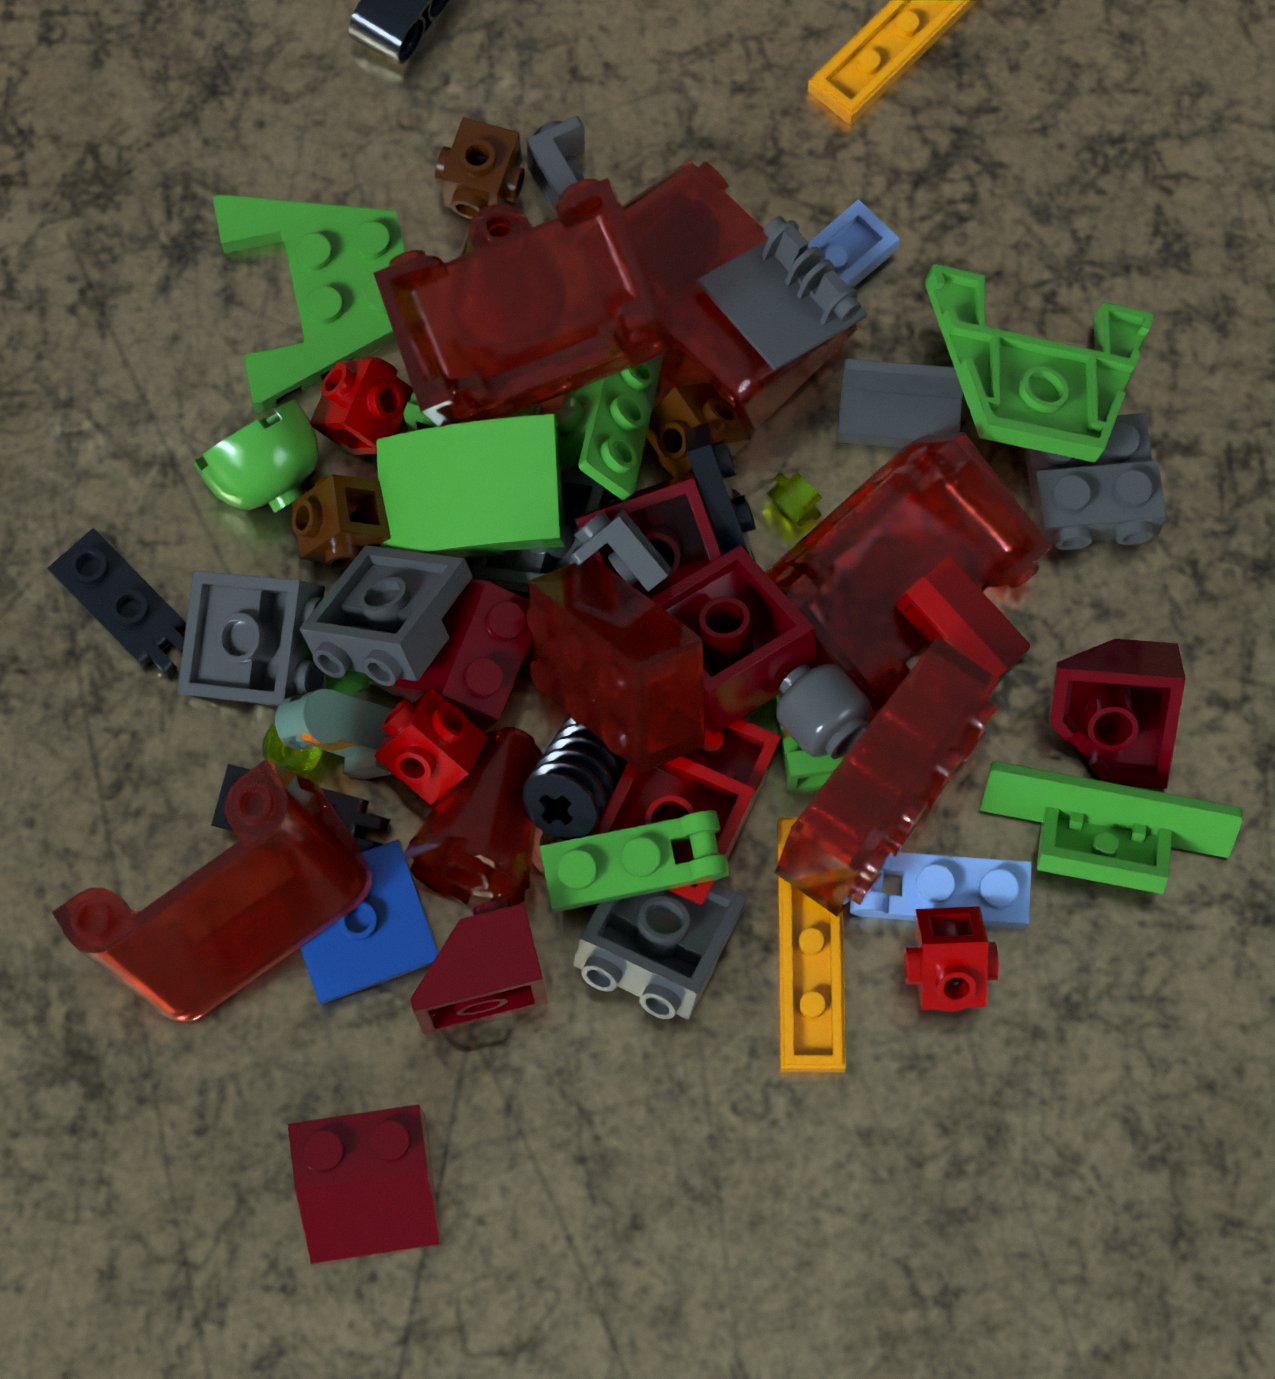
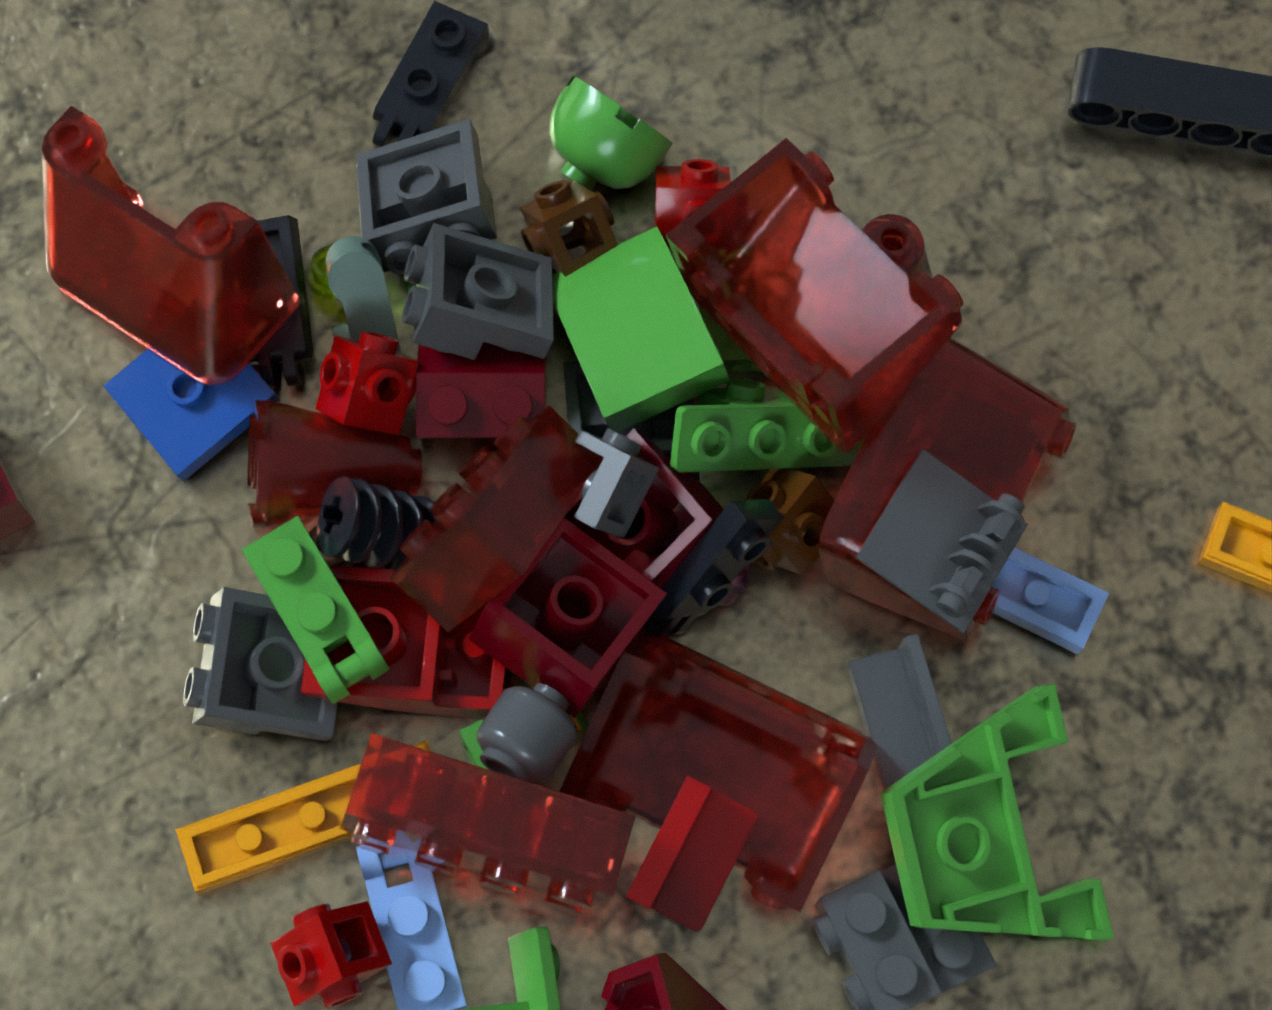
camera: 65 degrees right, 0 degrees up
(333, 278) = (844, 123): bright green wing -> none
(480, 168) = (981, 223): reddish brown brick -> none
(481, 970) = (175, 513): dark red slope -> none
(552, 157) = (1015, 293): dark grey bracket -> none
(795, 498) = (761, 642): clear neon green plate -> none

